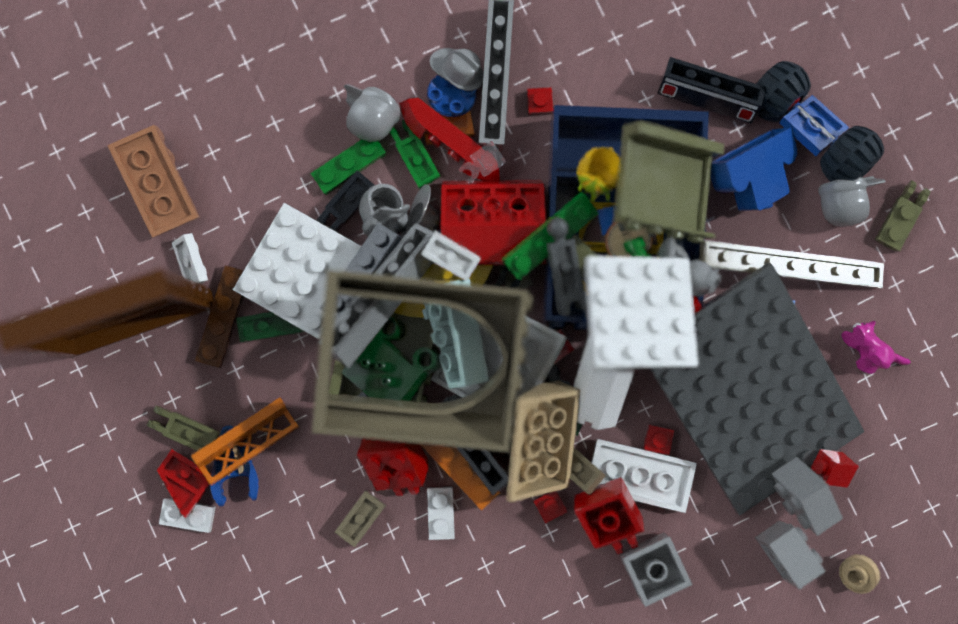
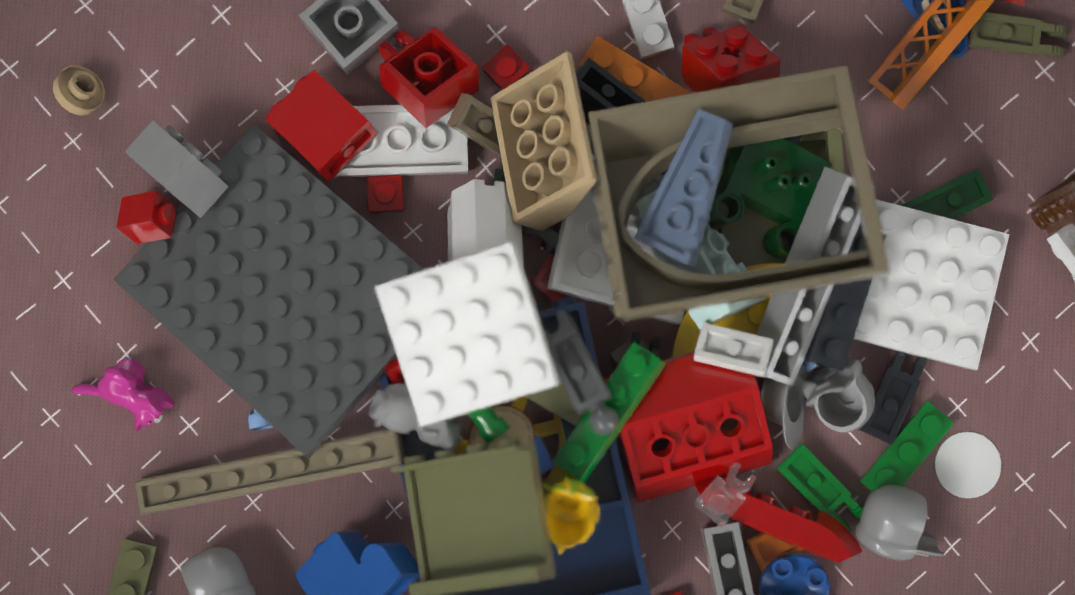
camera: 160 degrees right, 0 degrees up
(221, 319) = (1013, 193): reddish brown plate -> none
(309, 144) = (968, 465): none -> white sticker
(455, 371) = (685, 196): none -> sand blue wing
(694, 500) = (321, 125): none -> red panel
(791, 554) = (171, 83): light grey brick -> none

